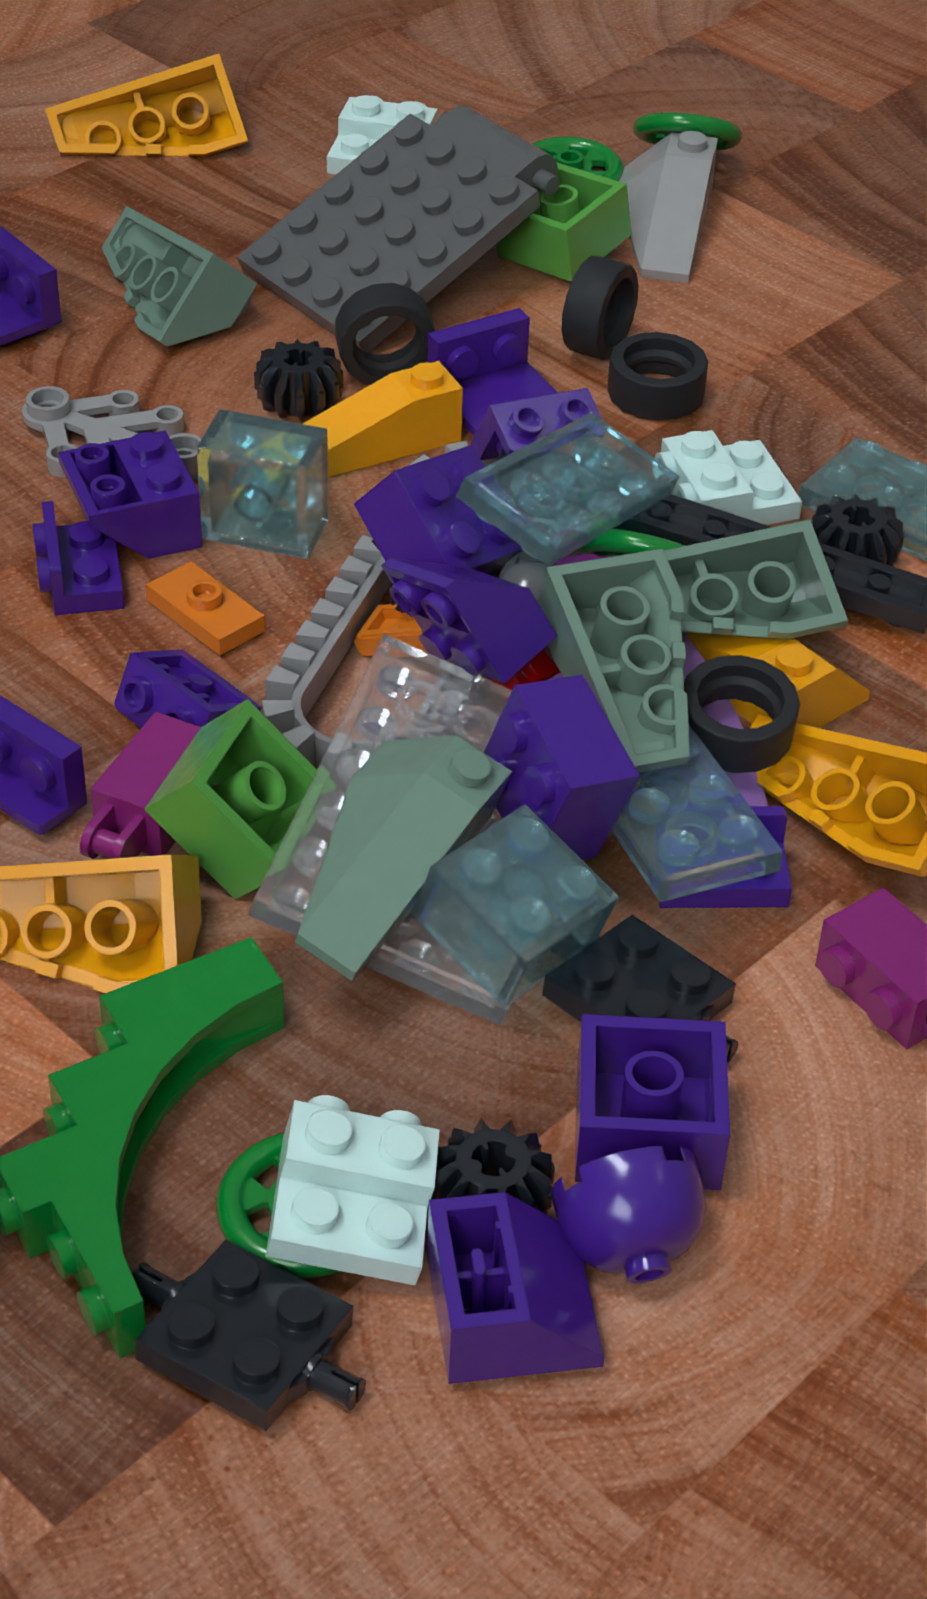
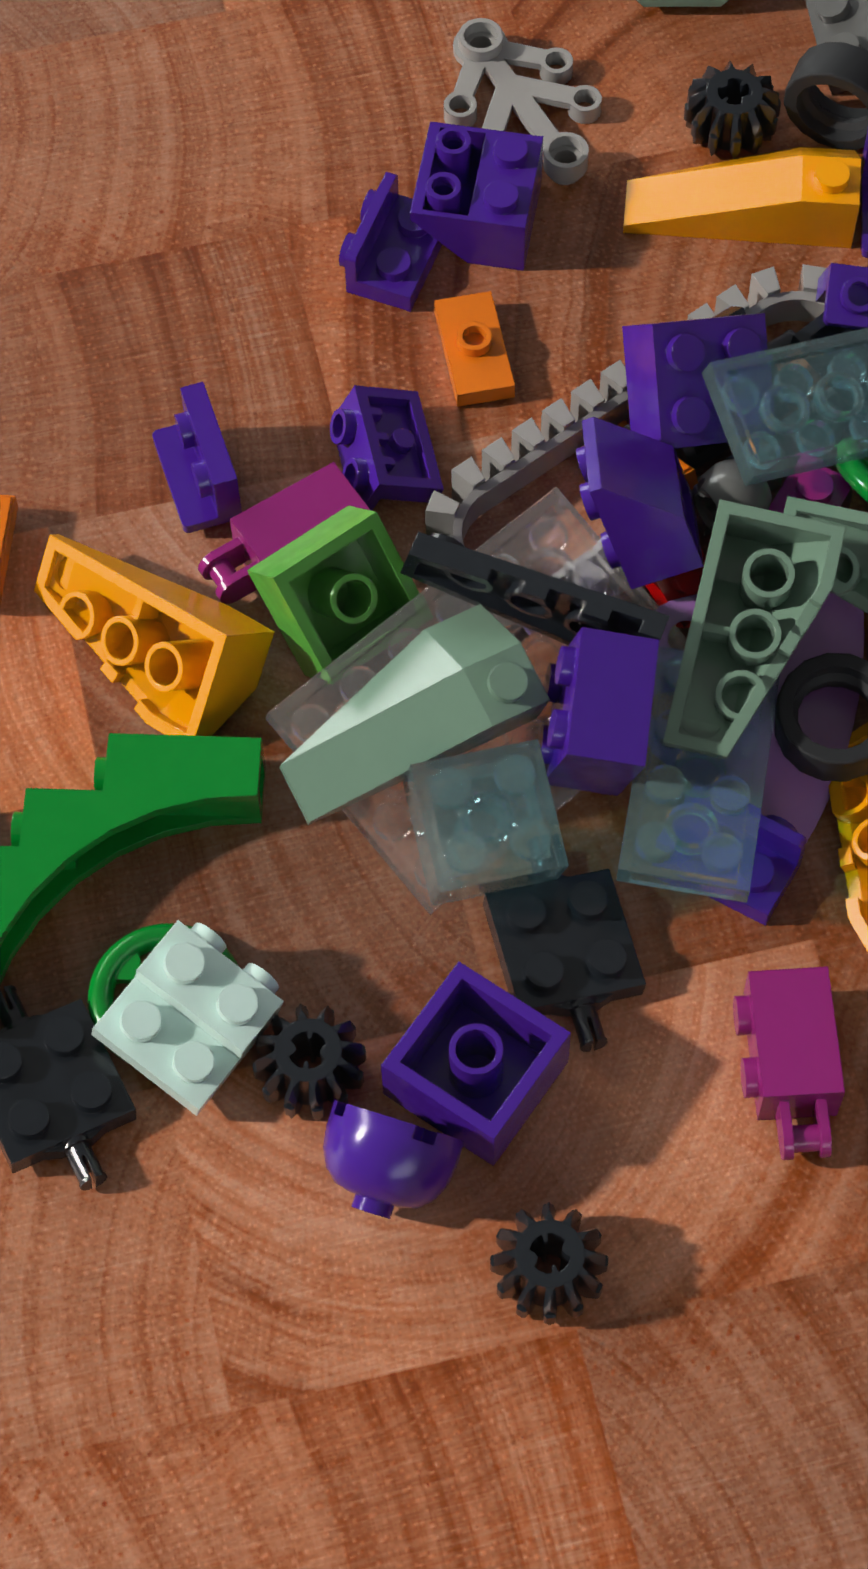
camera: 35 degrees right, 20 degrees up
(263, 483) = (596, 238): clear light blue brick -> none
(420, 702) = (523, 594): none -> black wing
(507, 1291) = (249, 1166): dark purple slope -> none
(841, 1234) = (535, 1239): none -> black gear

